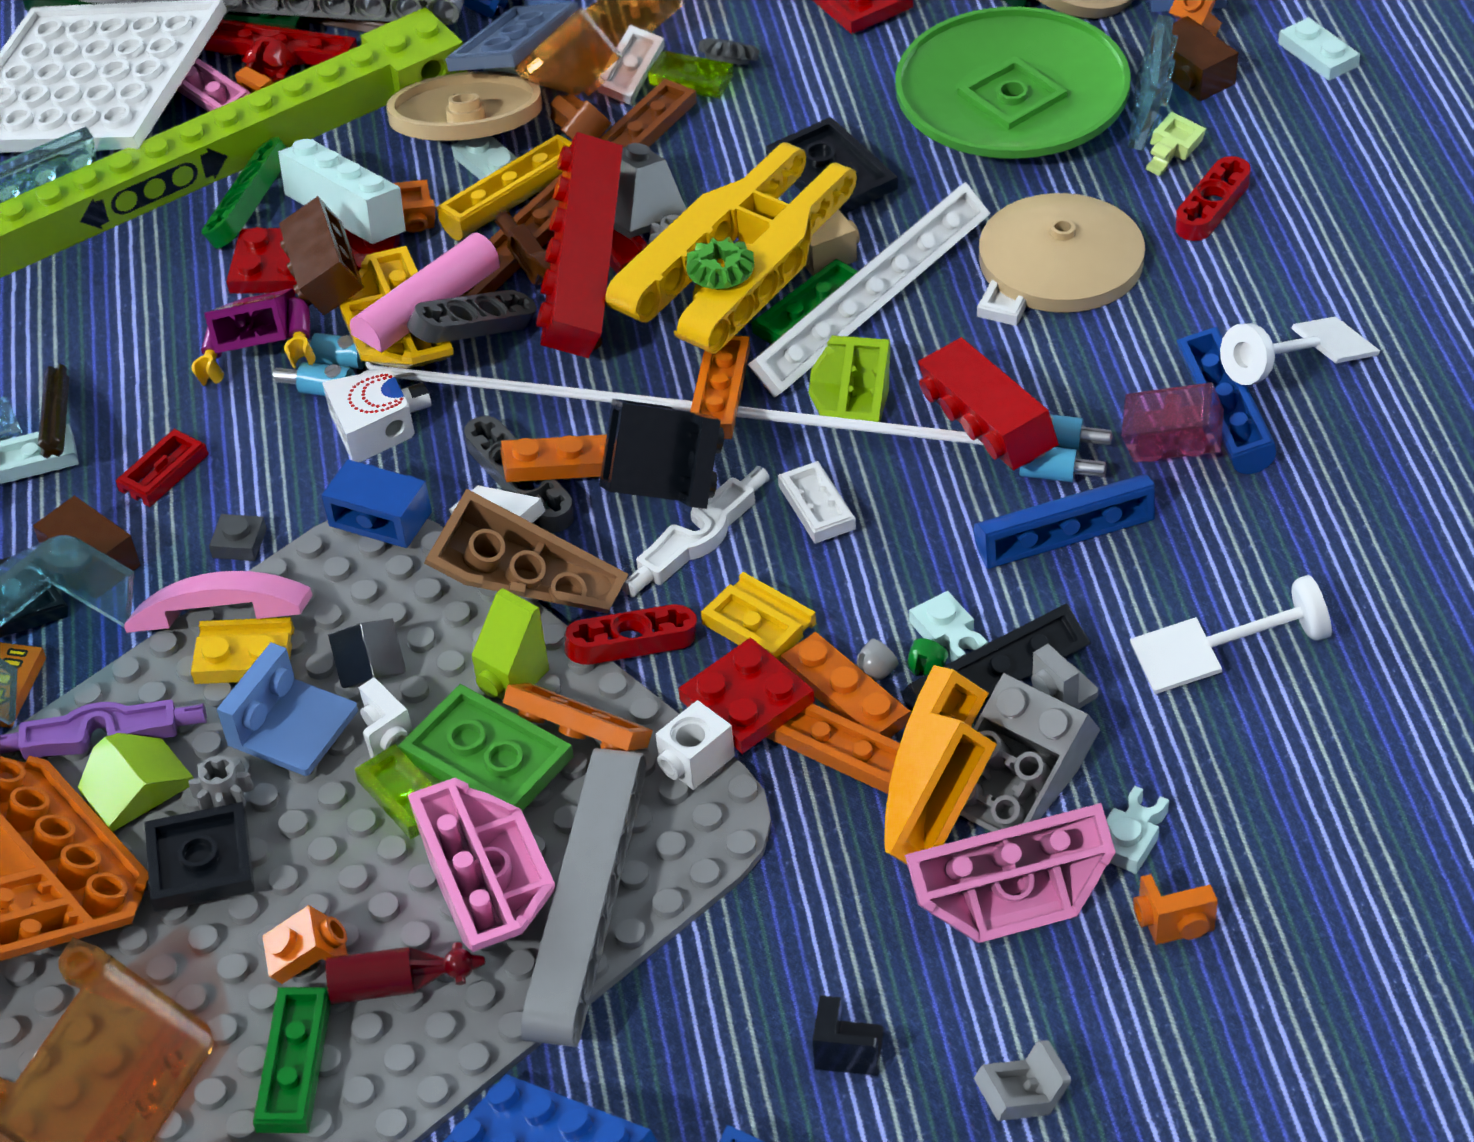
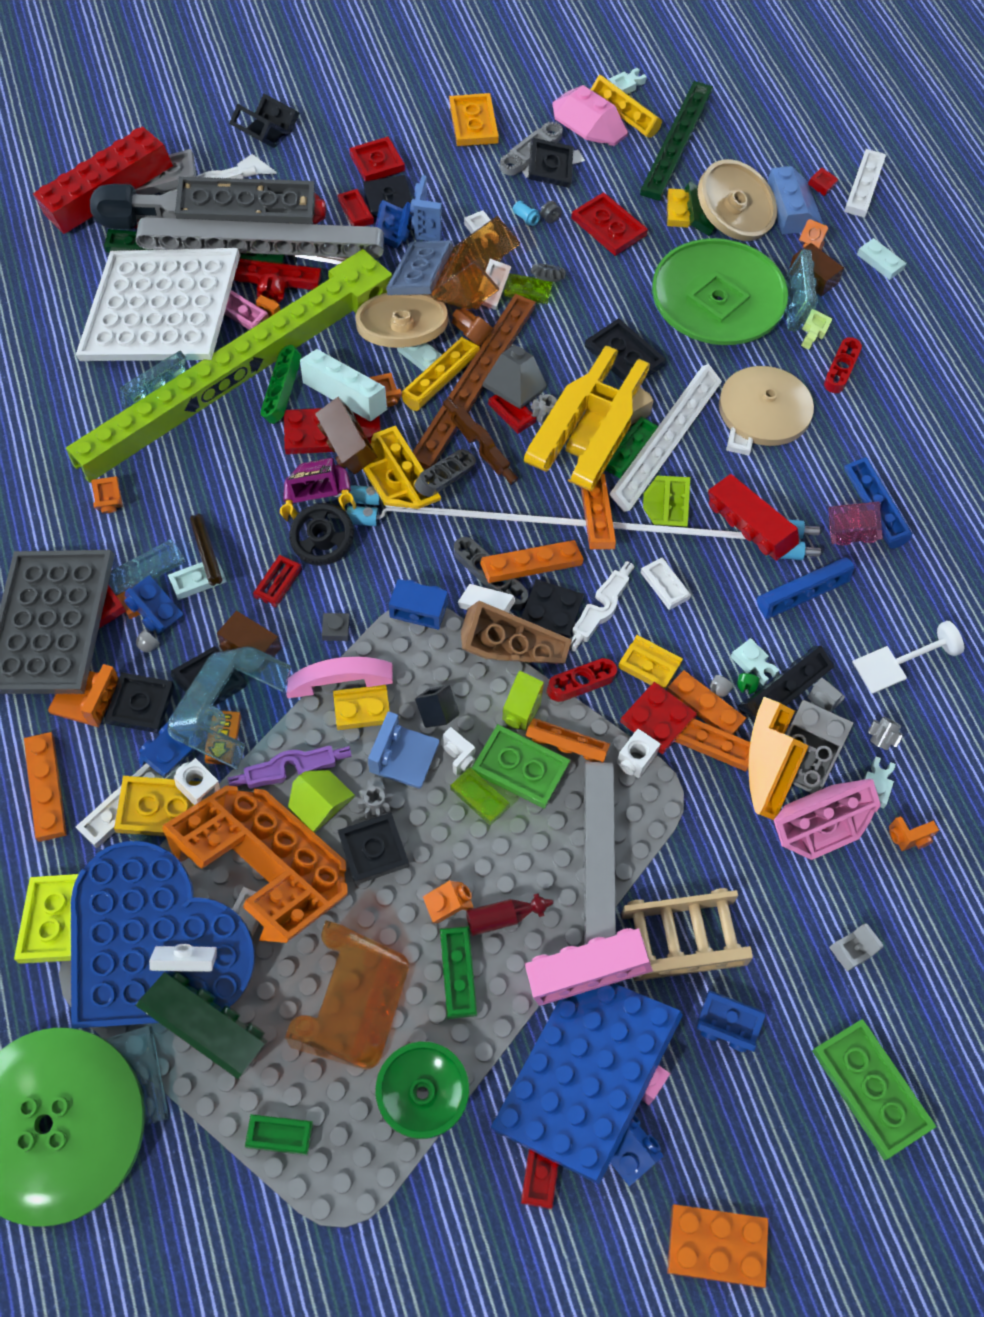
camera: 15 degrees left, 15 degrees up
(248, 401) = (319, 523): none -> black wheel
(373, 411) = (396, 537): white torso -> none
(444, 278) = (418, 459): bright pink brick -> none
(482, 861) = (542, 846): bright pink wedge -> none
(512, 1057) = (588, 966): none -> bright pink brick
(580, 246) = (501, 421): red brick -> none
(614, 526) = (553, 607): none -> black plate
(661, 452) = (578, 562): black piece -> none
(708, 273) = (584, 442): bright green gear -> none
(713, 1083) = (705, 957): none -> tan fence
(845, 1044) = (755, 929): black panel -> none
(1157, 747) = (885, 733): none -> light grey gear
(1250, 354) = (894, 478): white piece -> none

